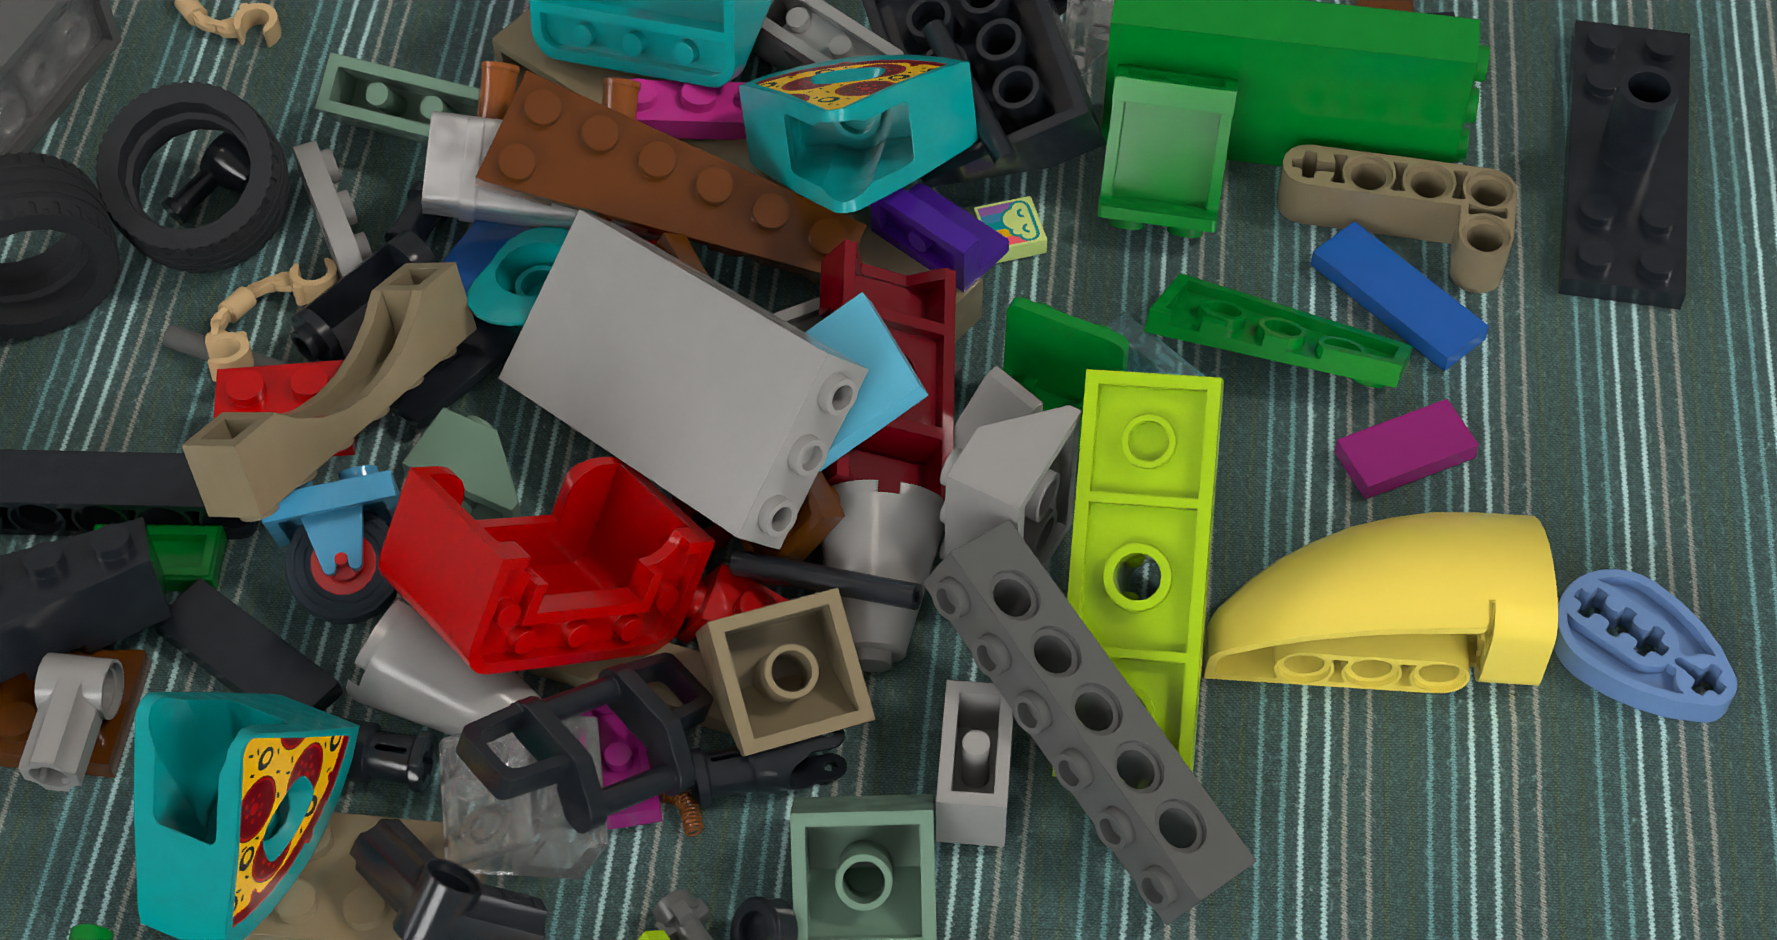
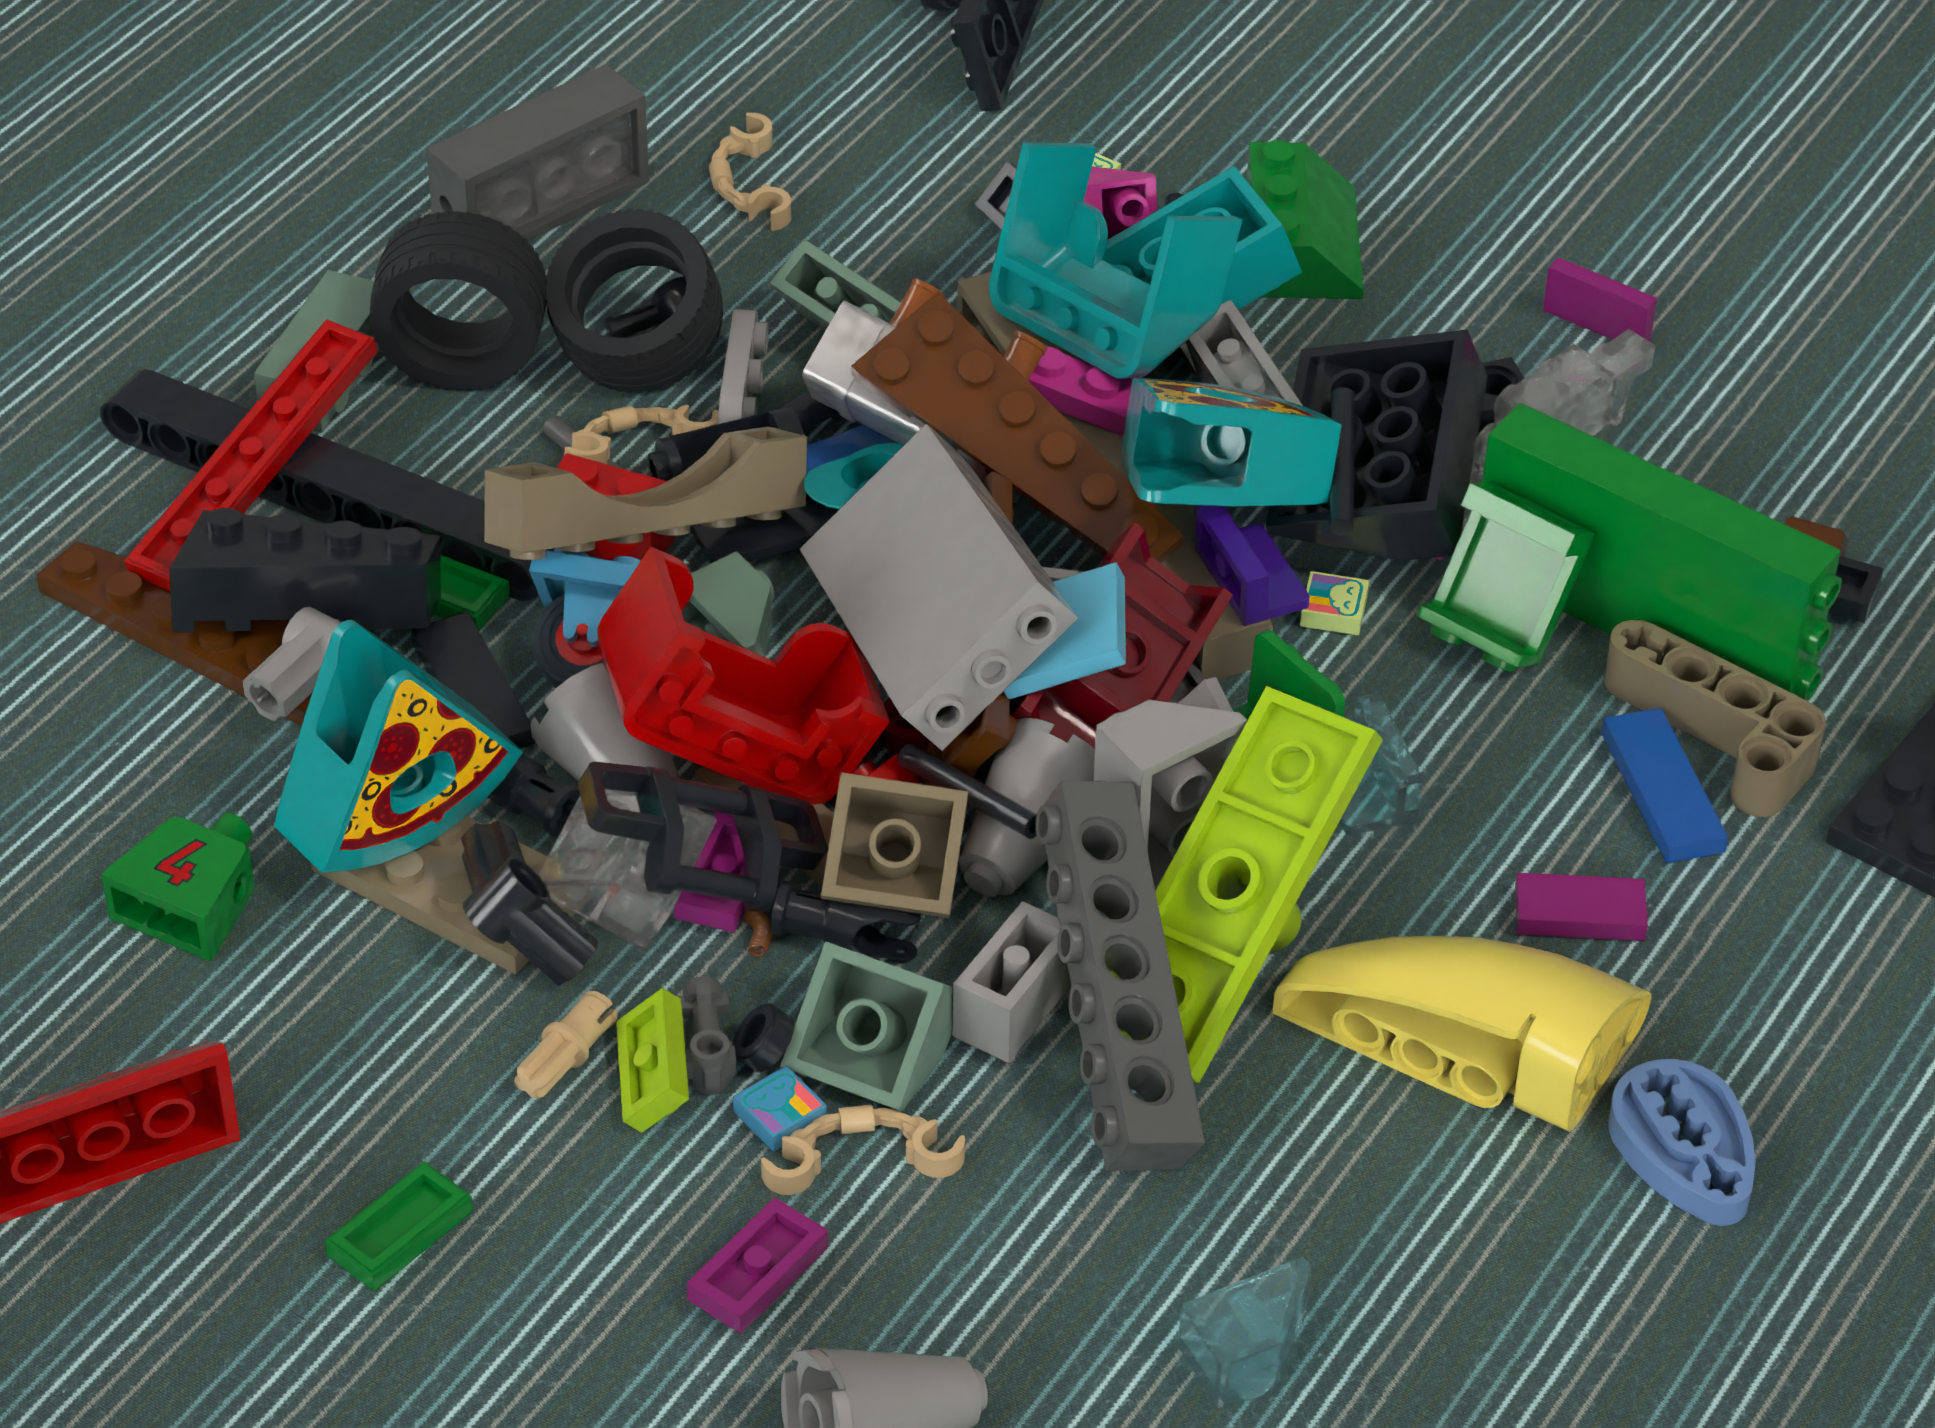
camera: 25 degrees right, 10 degrees down
(1264, 329) = (1513, 762): green wing -> none

